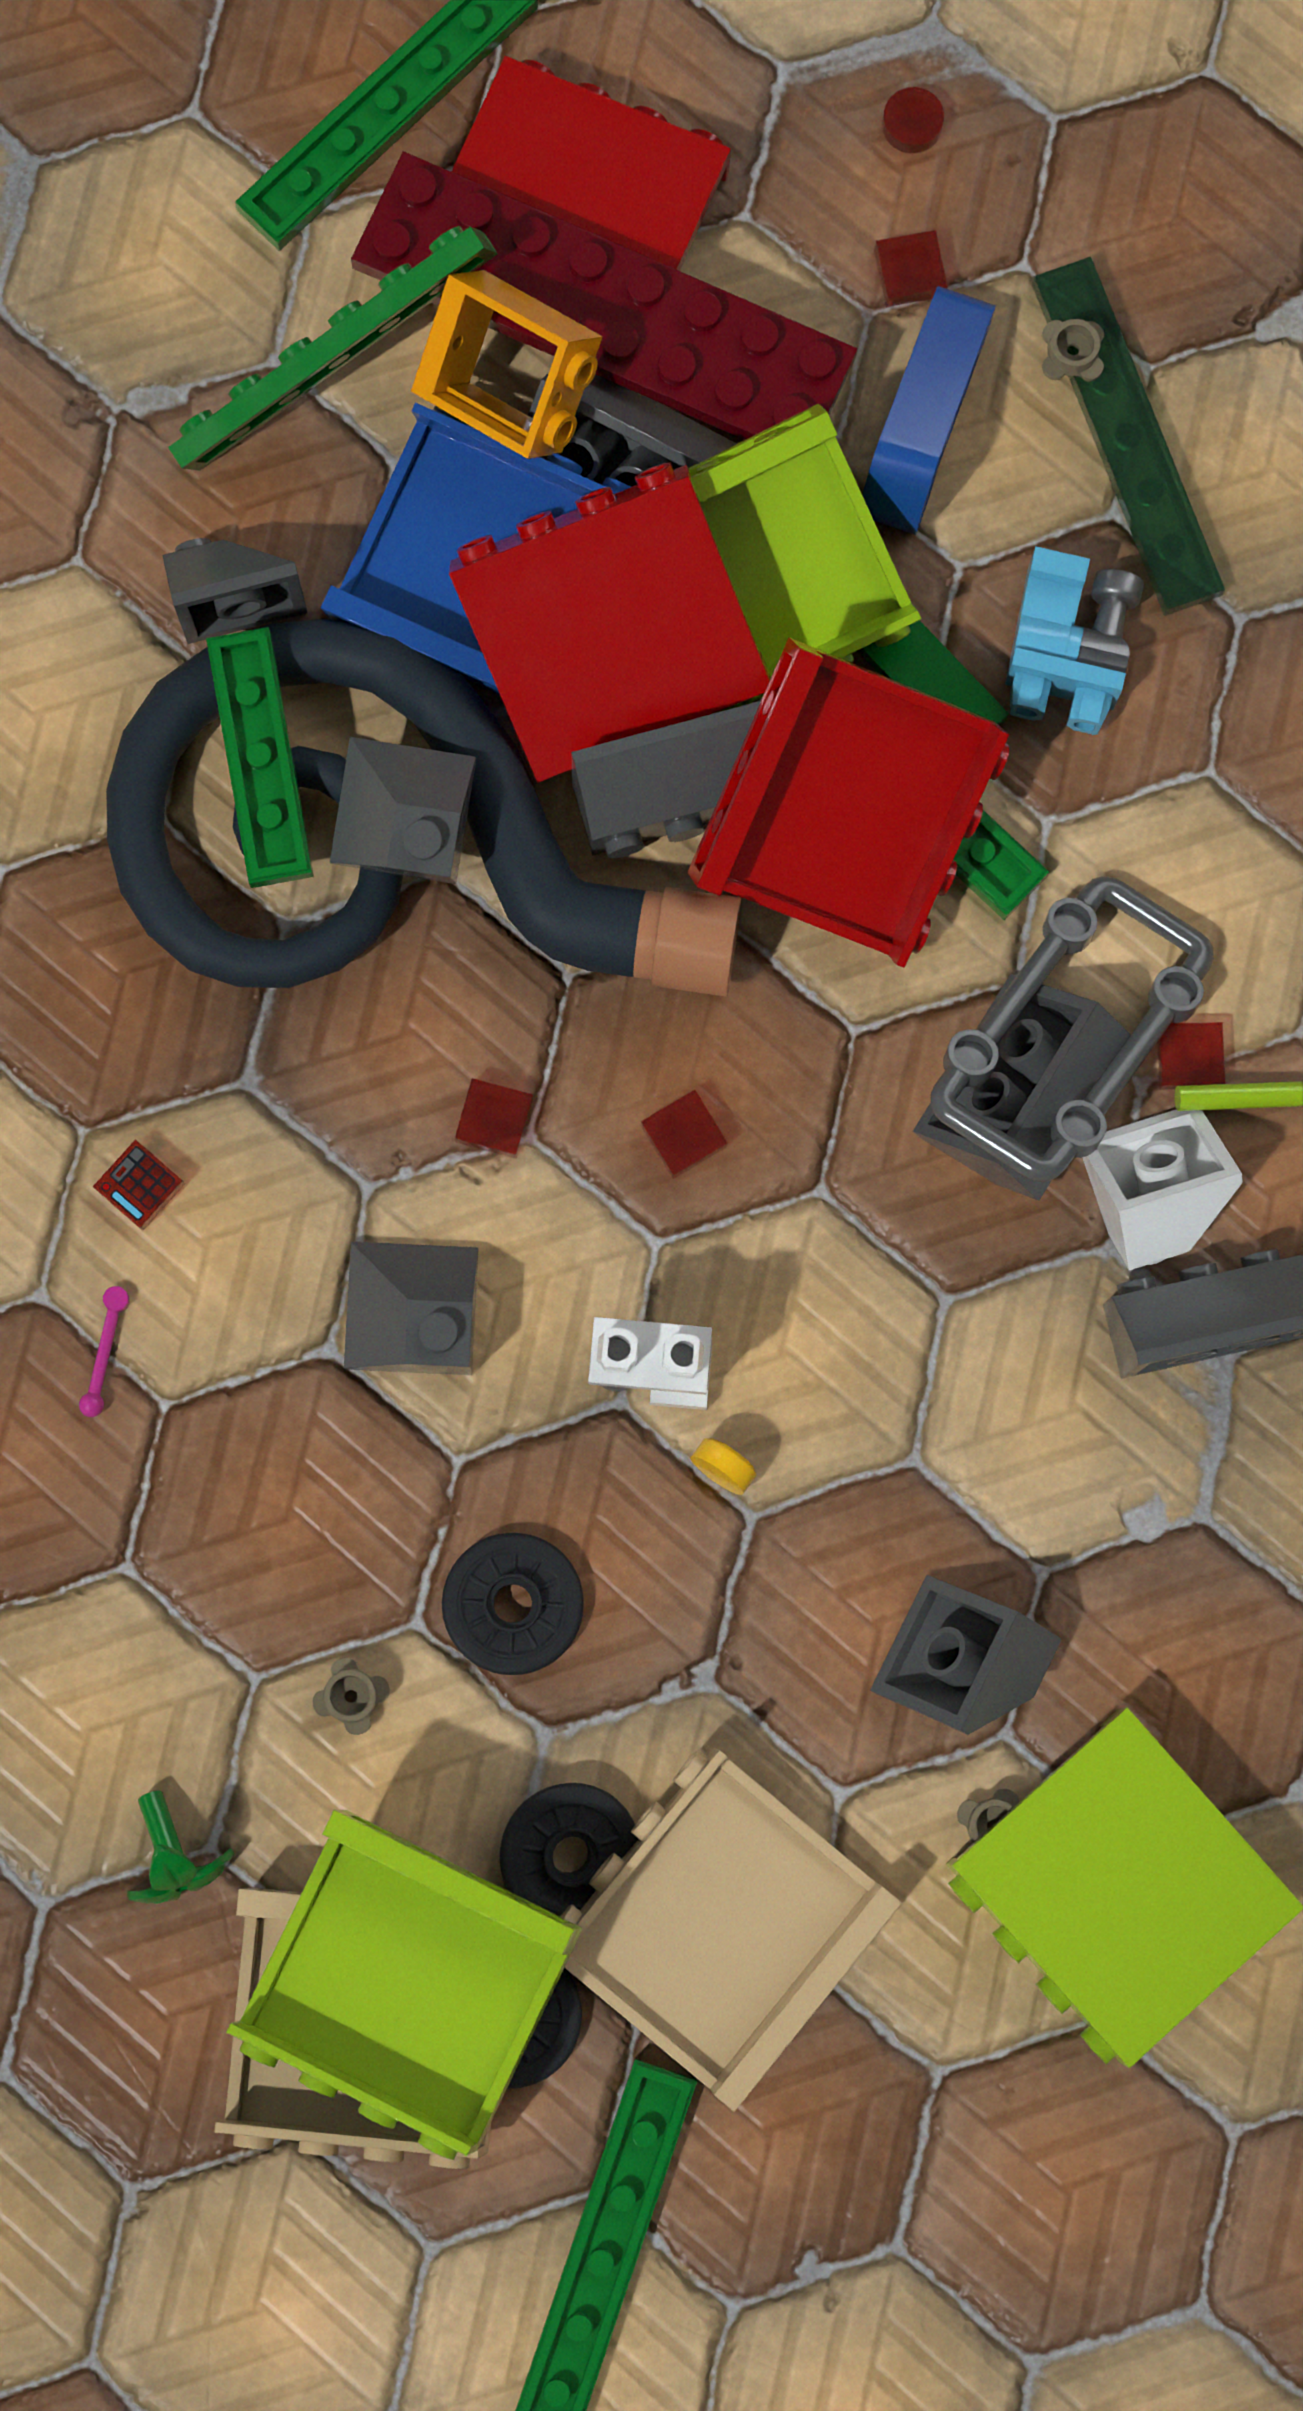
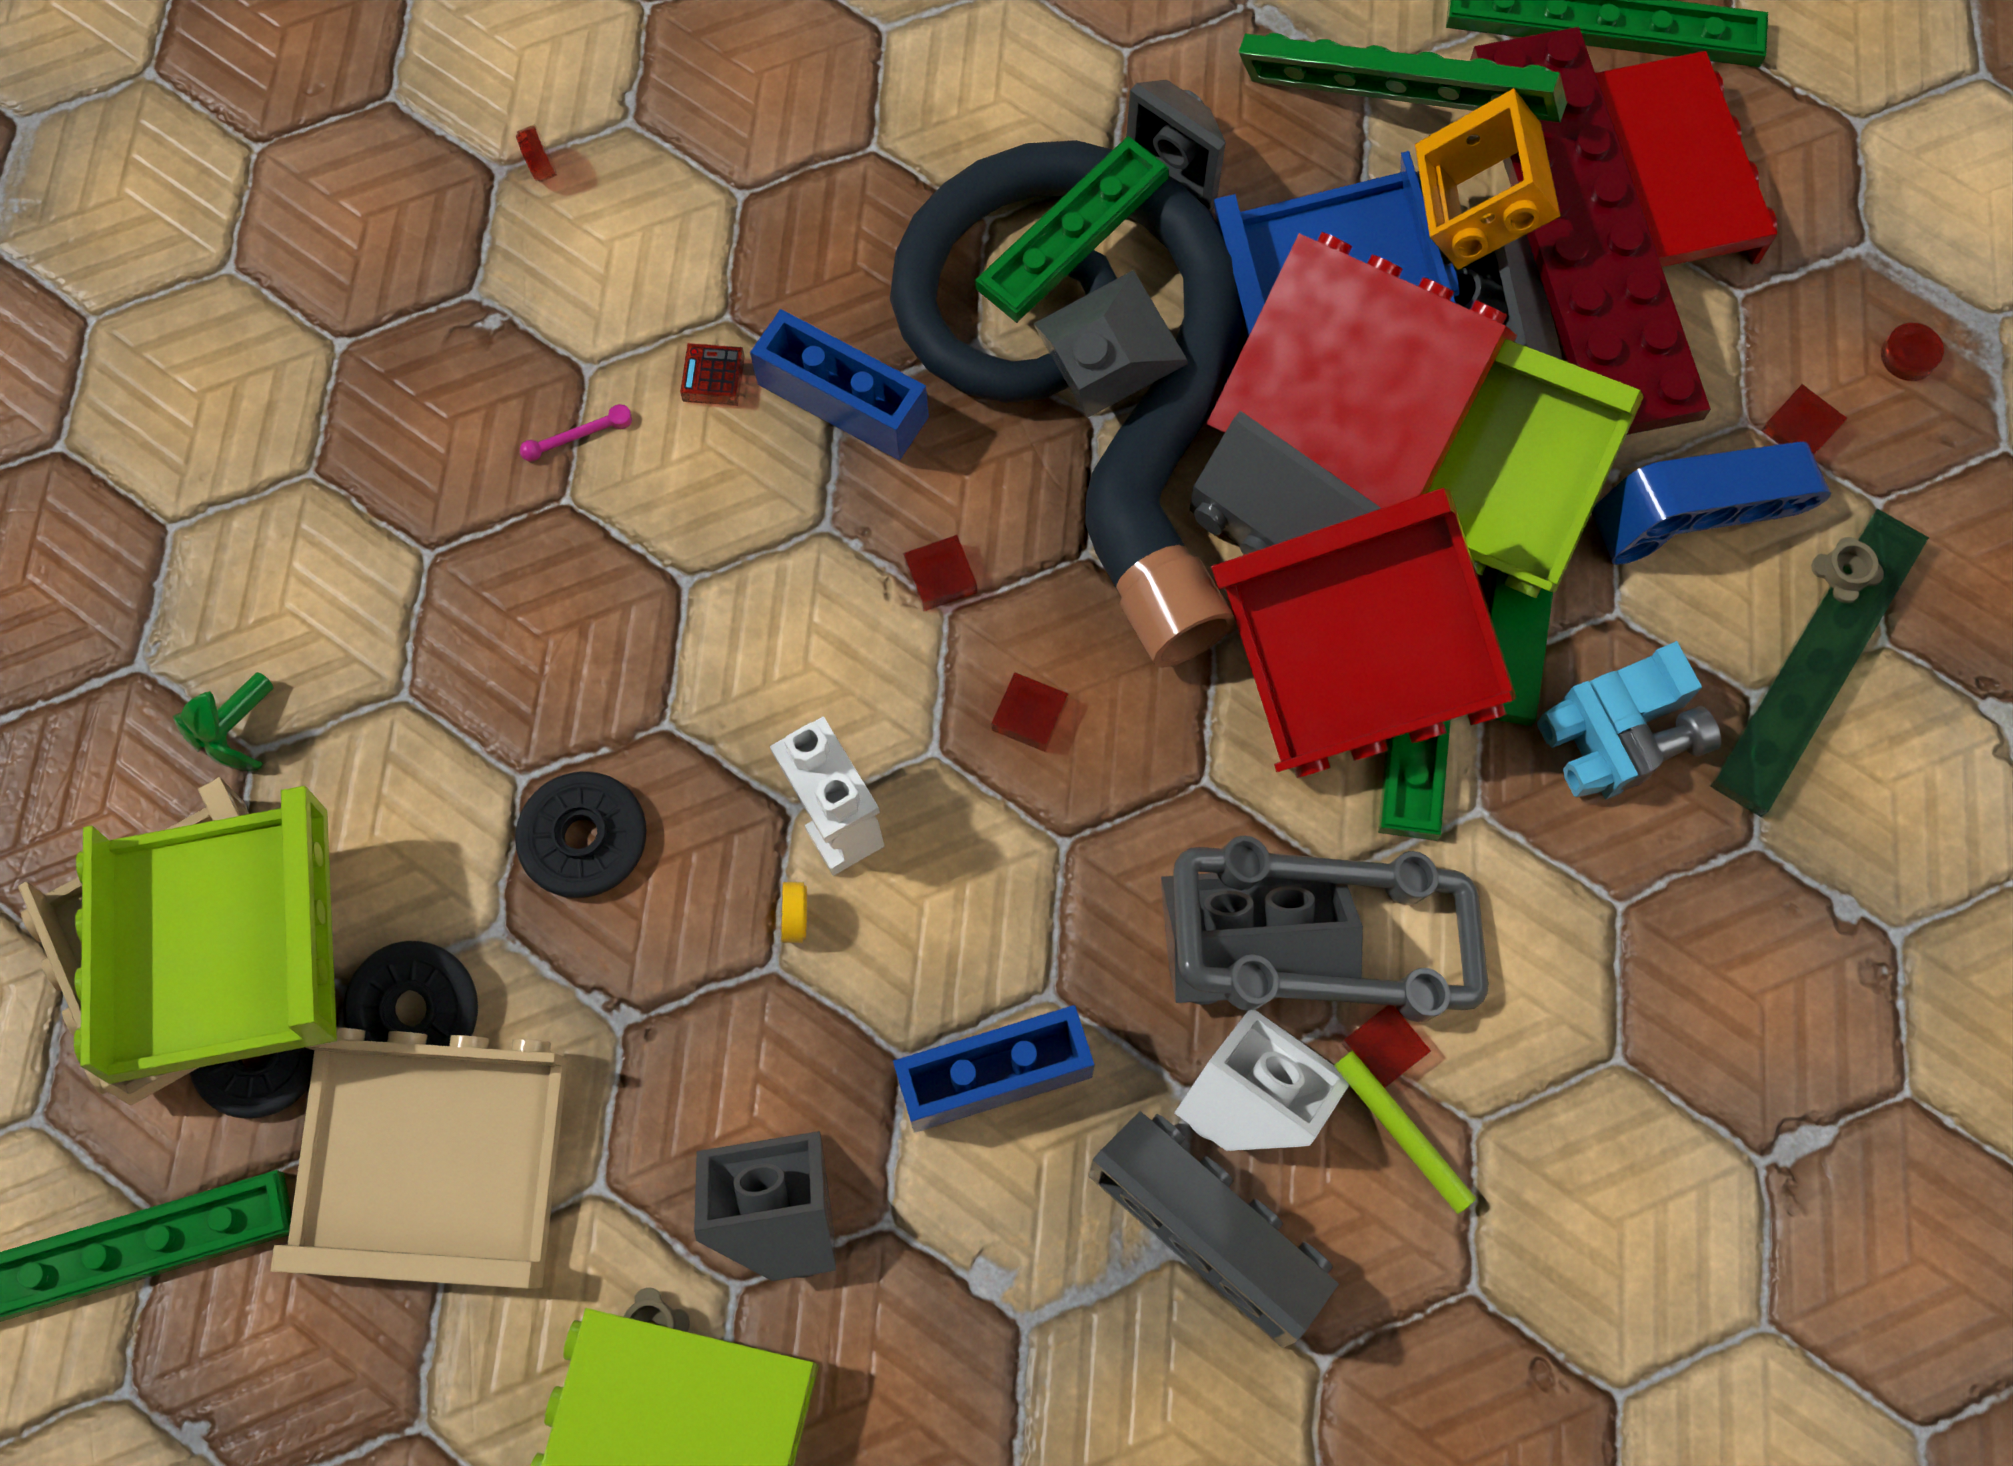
camera: 60 degrees right, 10 degrees down
(251, 1078) = (840, 384): none -> blue brick
(345, 1678) = (419, 755): dark tan plate -> none
(411, 1308) = (757, 614): dark grey slope -> none
(989, 1391) = (994, 1068): none -> blue brick

